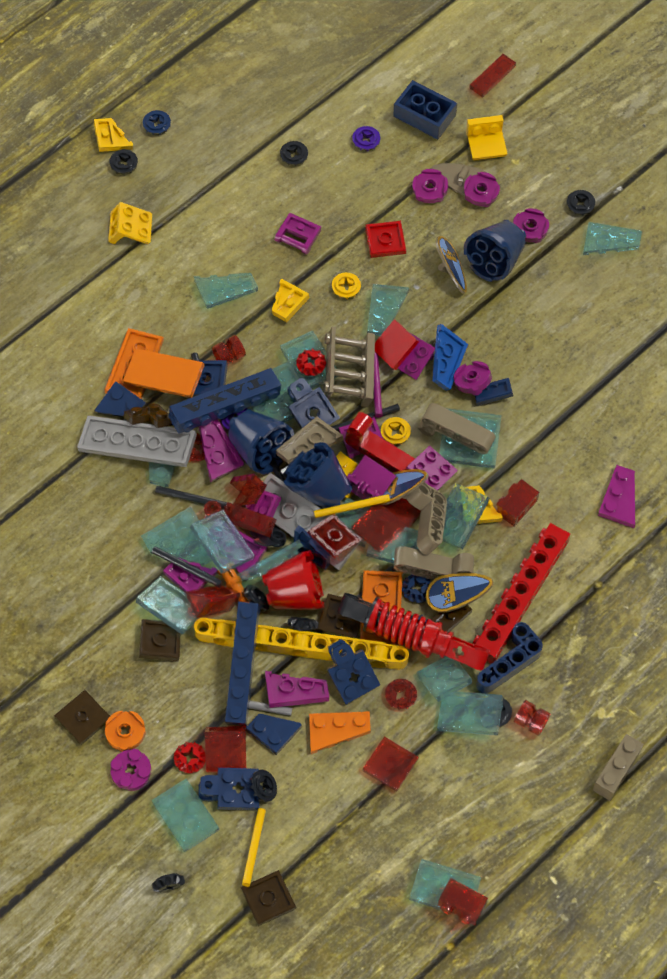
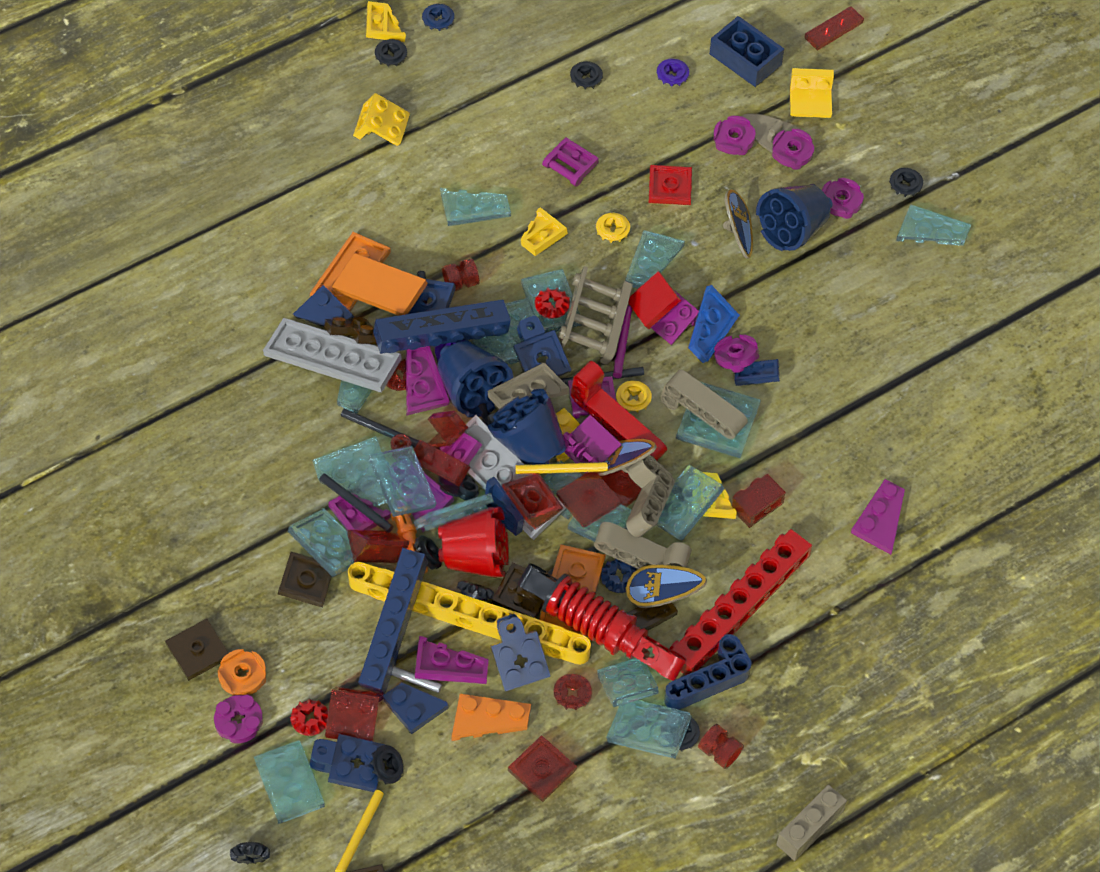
camera: 10 degrees right, 5 degrees down
(436, 466) = (669, 441): magenta hinge -> none

